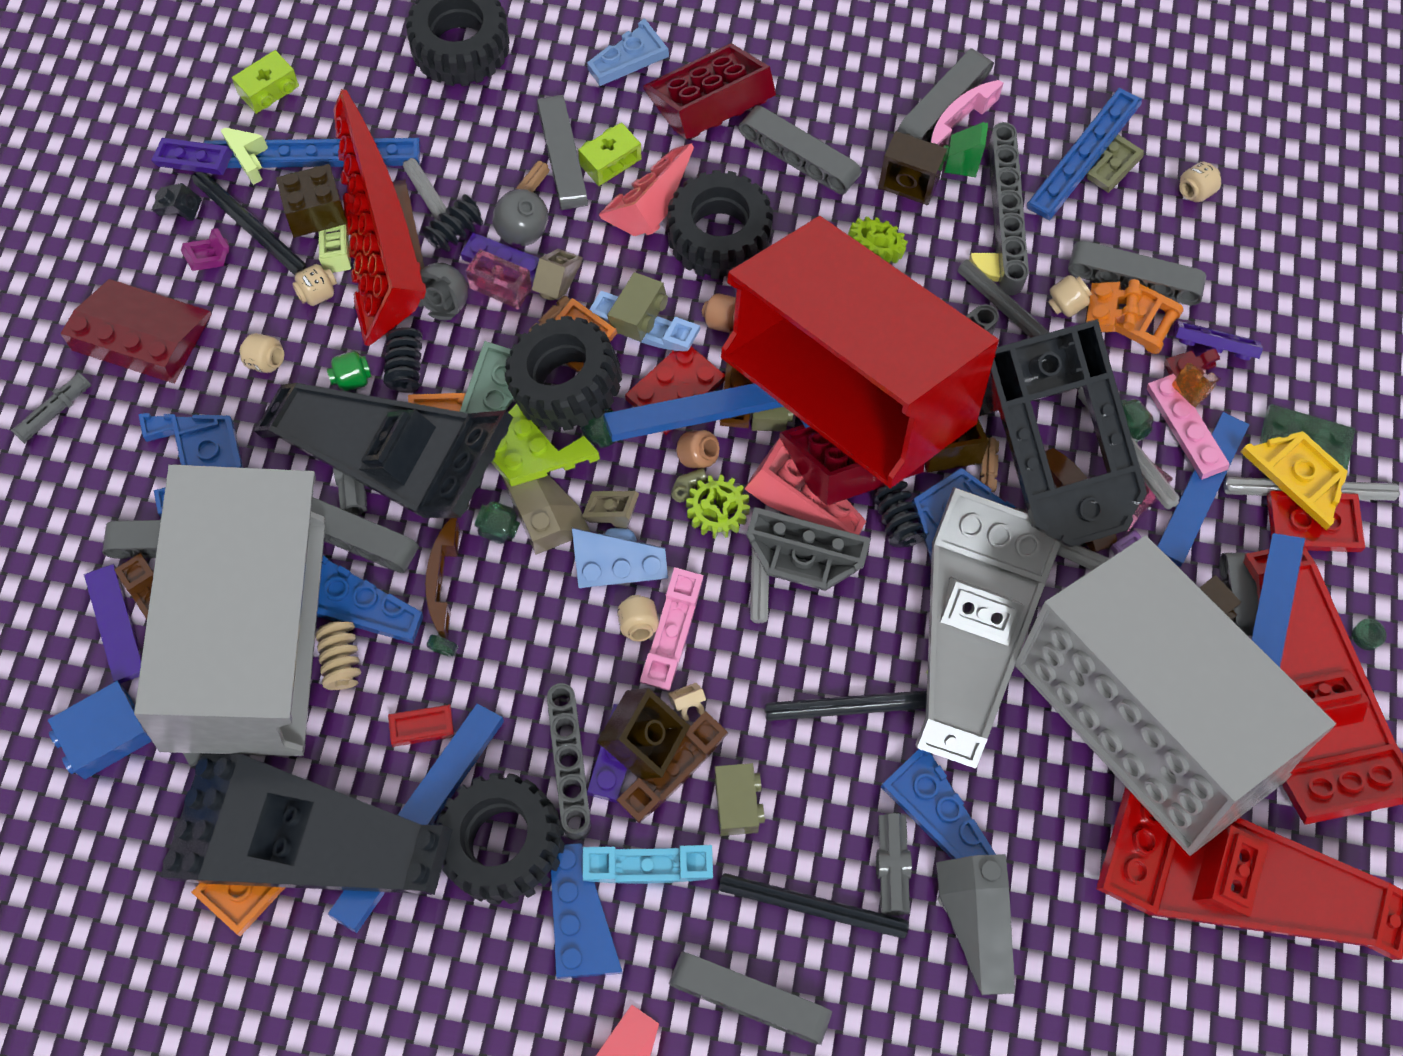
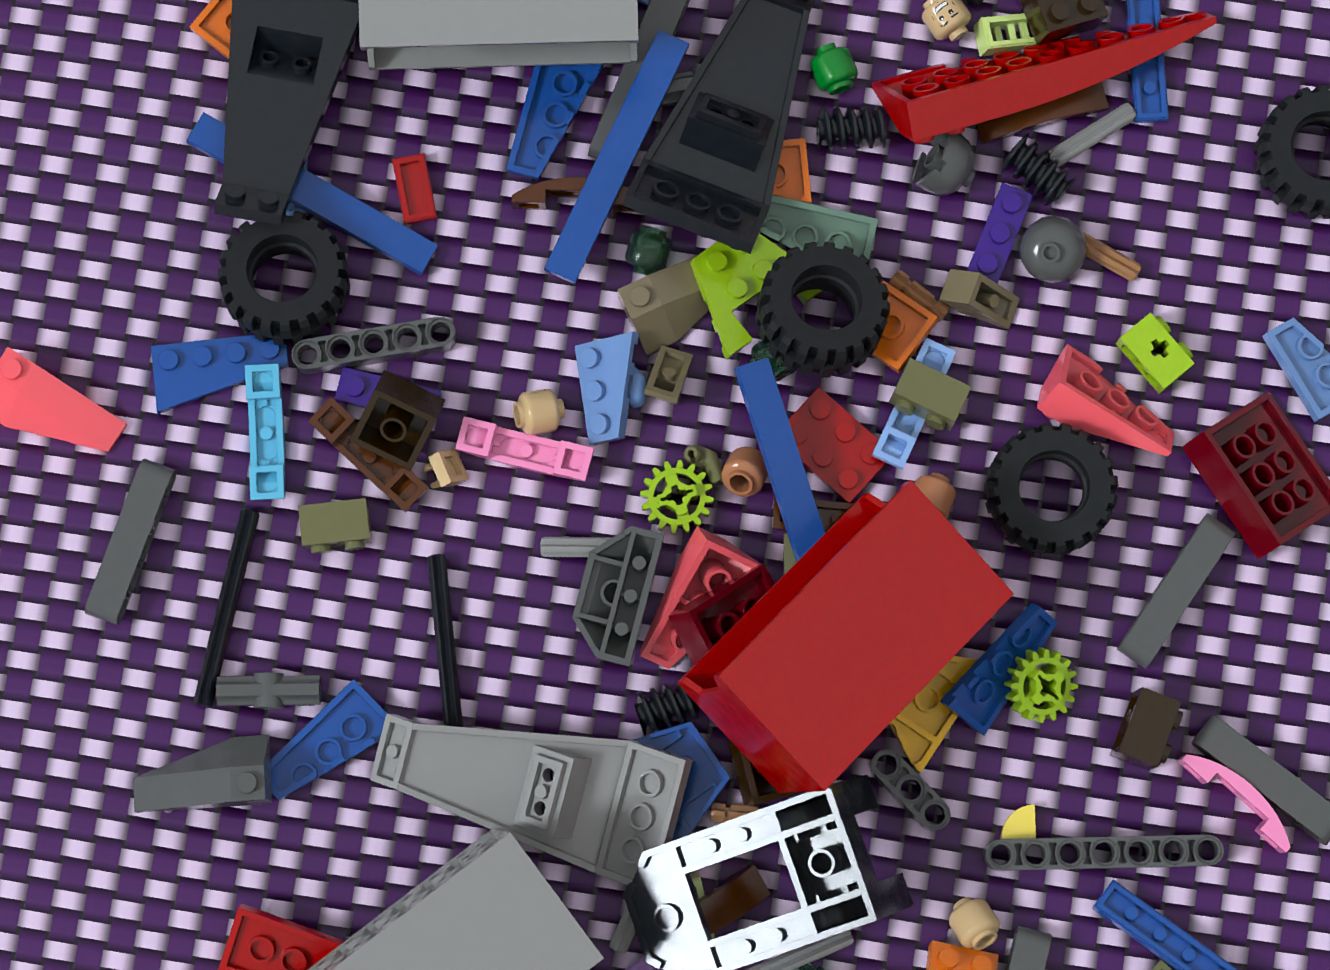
camera: 90 degrees right, 15 degrees up
(336, 655) = (487, 93): tan piece -> none
(416, 540) = (616, 157): none -> blue tile
(442, 646) = (501, 202): tile -> none
(499, 279) = (961, 229): clear pink brick -> none
(562, 152) = (1155, 294): dark grey beam -> none
(966, 150) = (1179, 798): green slope -> none
(1001, 299) = (952, 858): dark grey axle -> none

